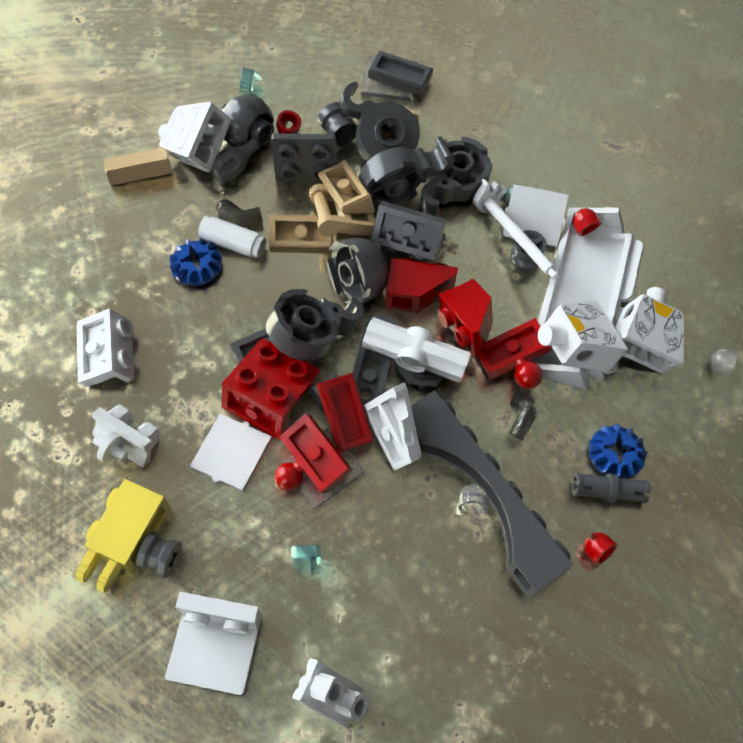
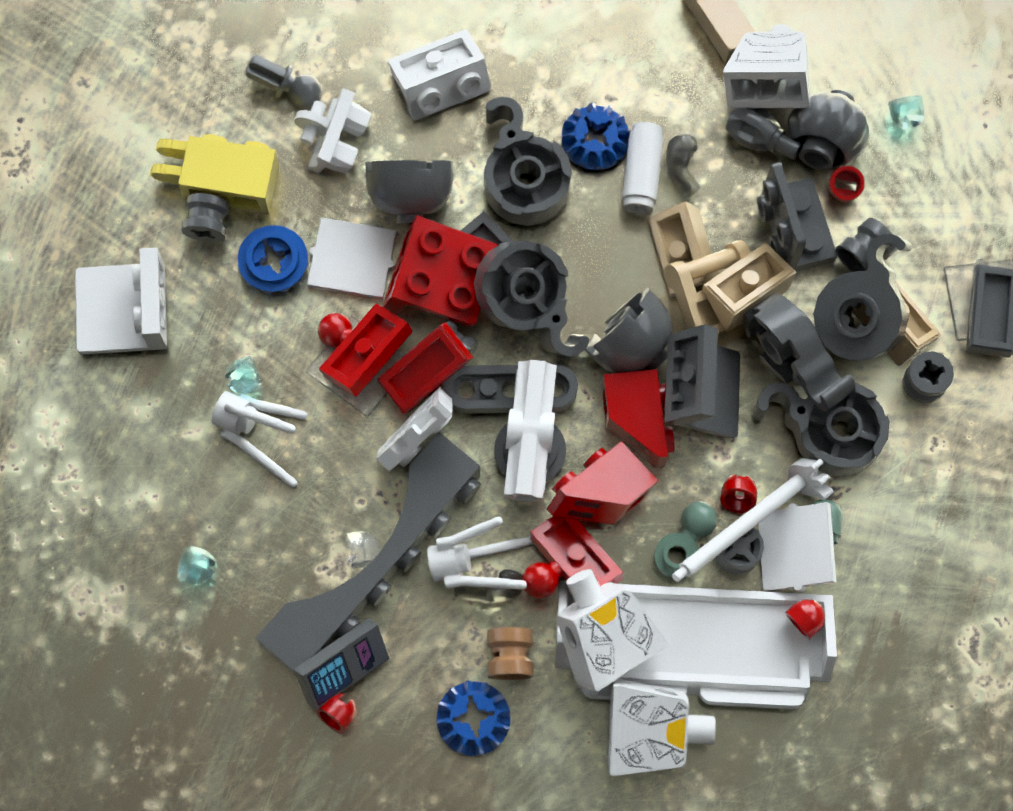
camera: 75 degrees right, 10 degrees up
(74, 455) = (301, 89): none -> dark grey axle
(193, 389) = (409, 186): none -> dark grey cylinder
(194, 309) = (518, 154): none -> dark grey piece
(200, 500) = (281, 241): none -> blue gear
(331, 694) = (93, 439): white hips -> none
(338, 566) = (239, 415): none -> white plant
(435, 117) = (922, 385): none -> dark grey wheel
(456, 642) = (195, 565): none -> clear light blue hinge
(487, 240) = (738, 503): none -> red hinge
(498, 431) = (450, 560): none -> white plant
(502, 269) = (697, 522): none -> sand green plate
(566, 531) = (342, 663): none -> tile
(577, 411) = (510, 653): none -> medium nougat wheel
(611, 488) = (418, 713): dark grey pin -> none

